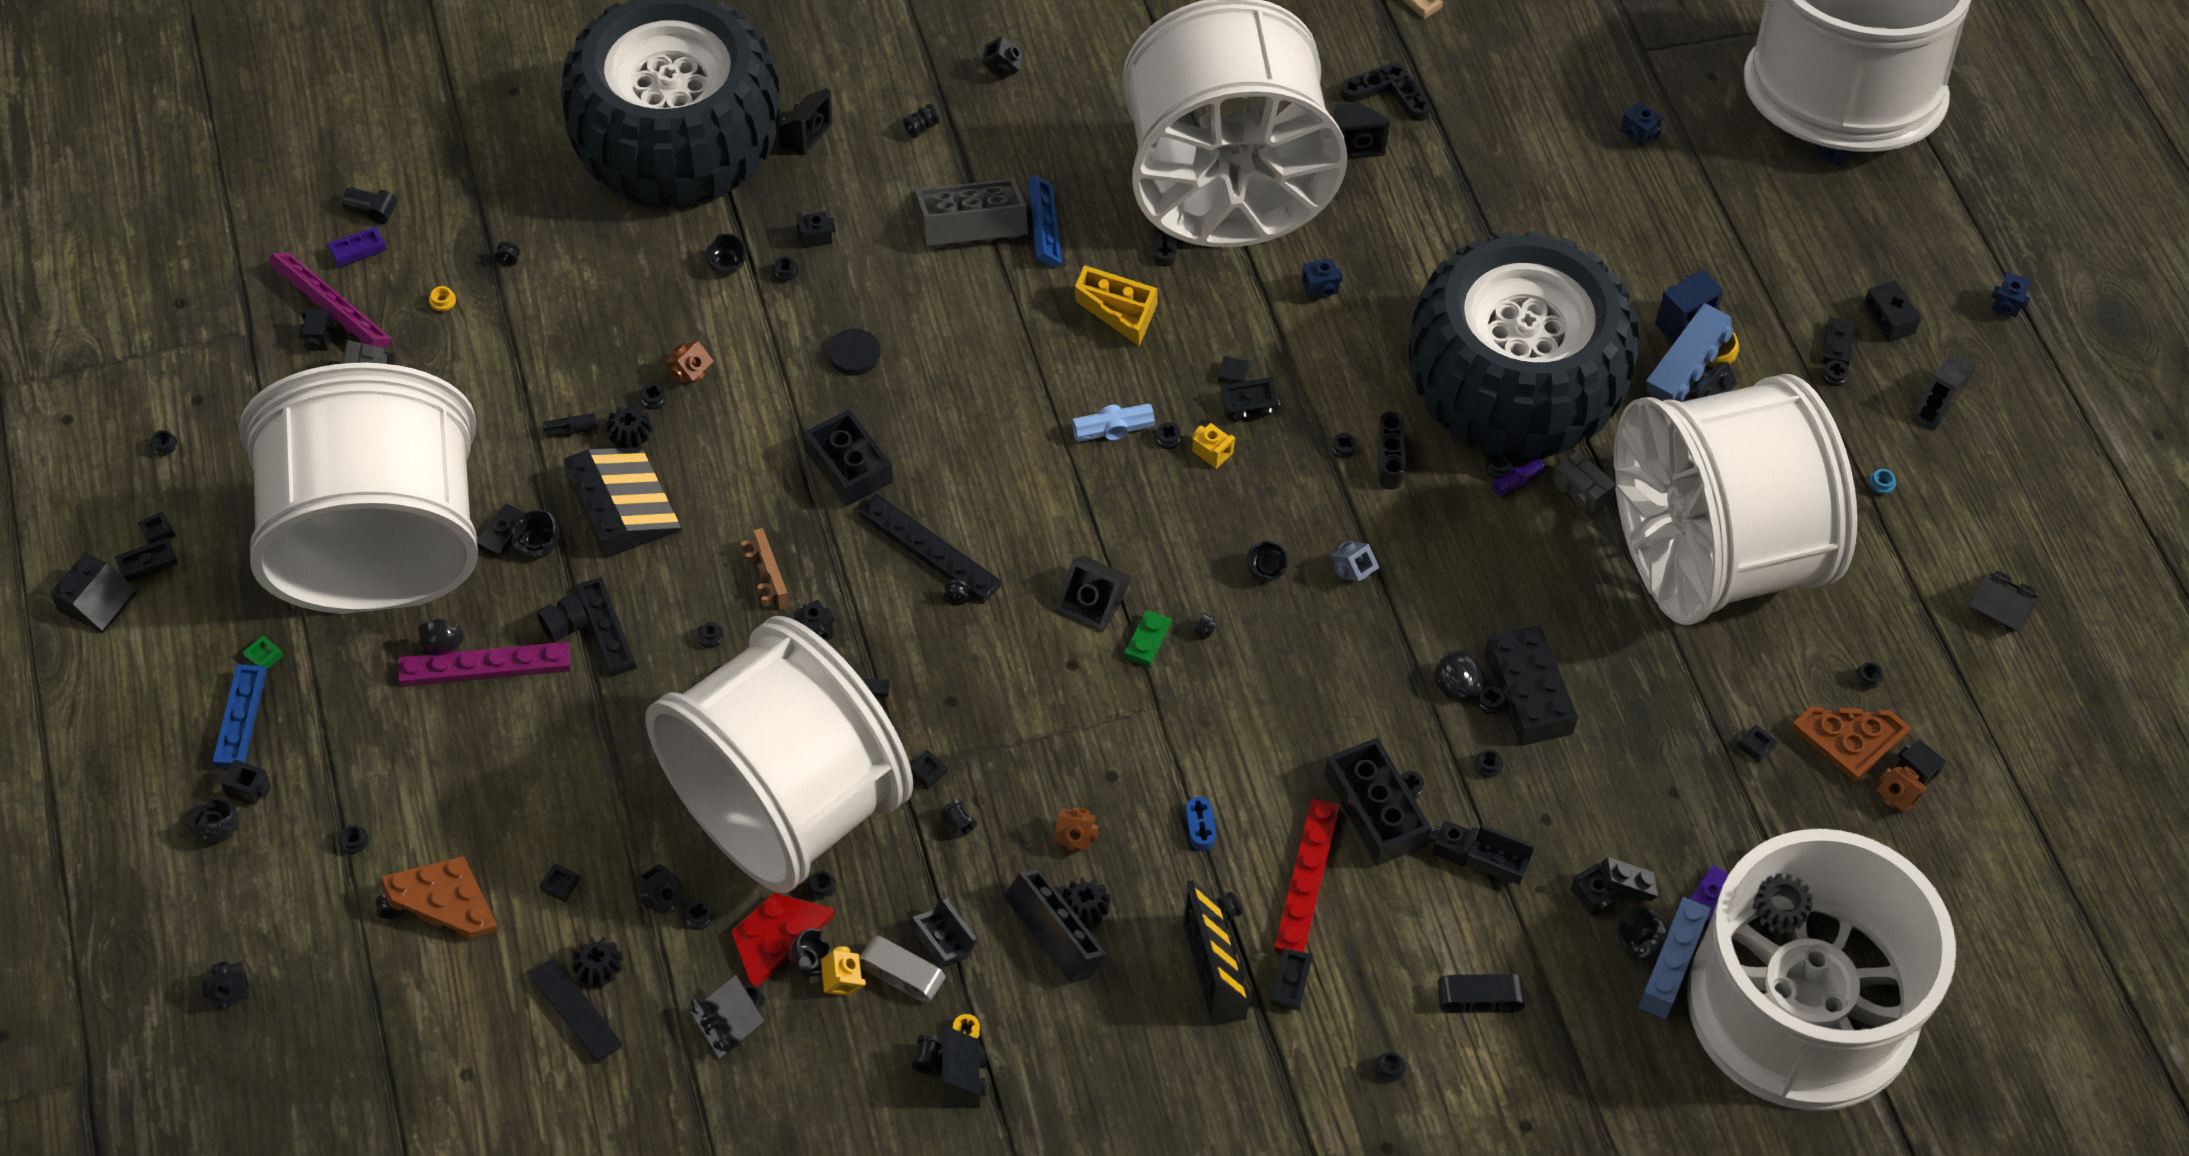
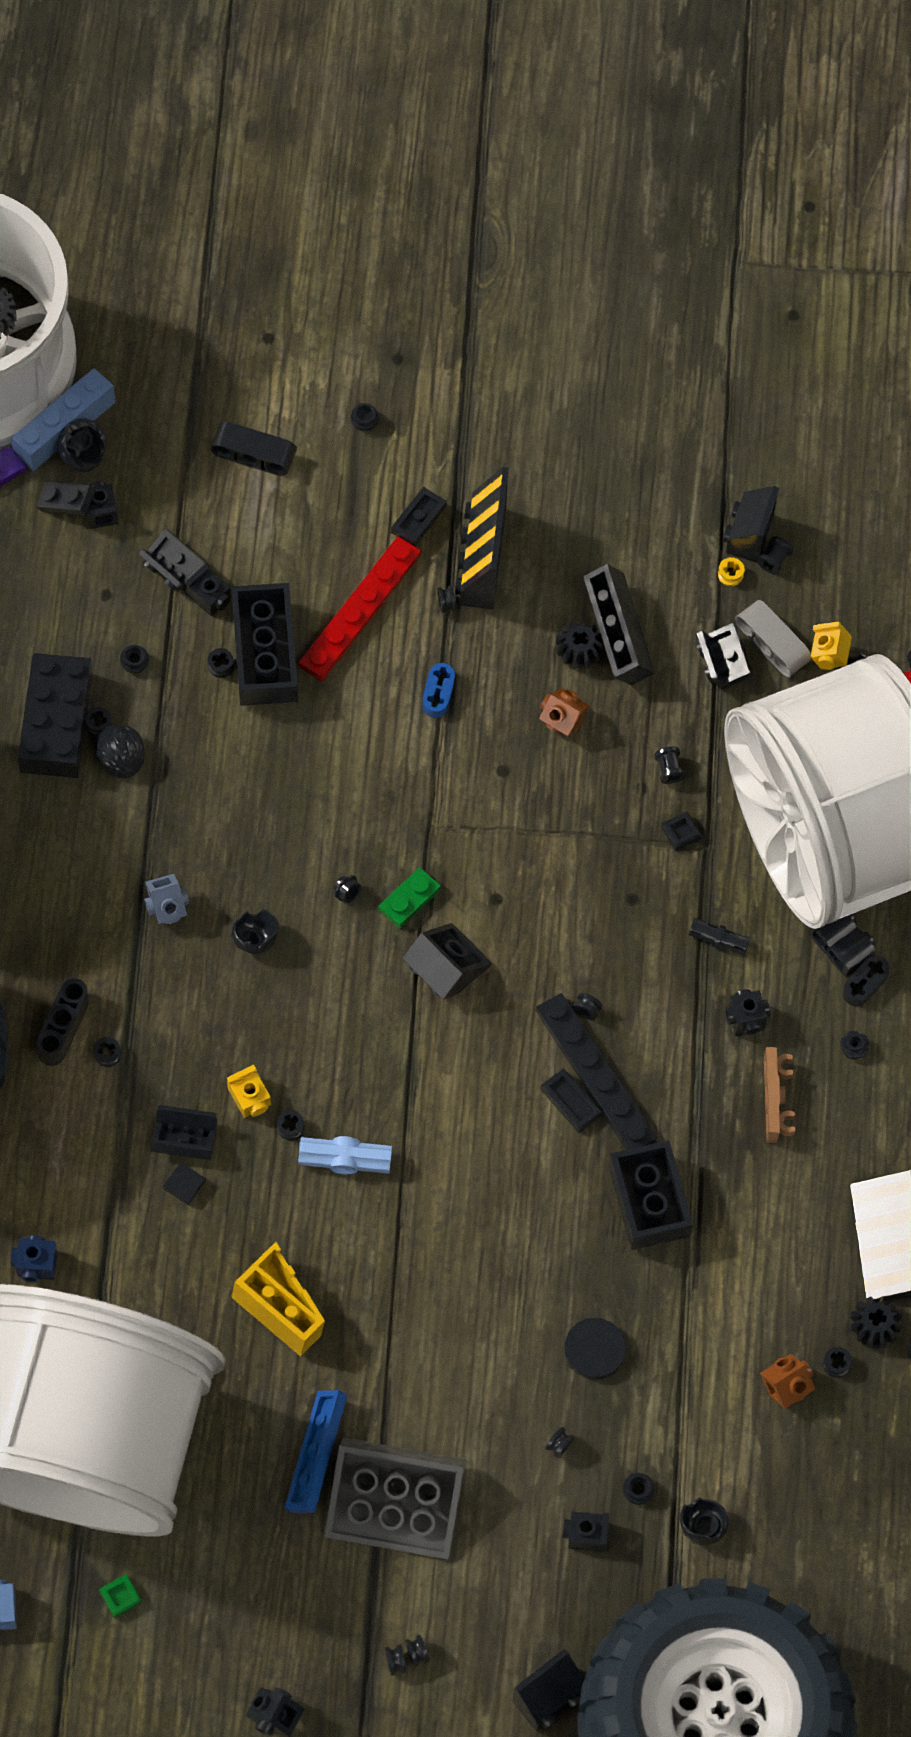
camera: 160 degrees left, 10 degrees up
(858, 278) = (559, 1442): none -> black bush
(943, 522) = (571, 1100): none -> black tile

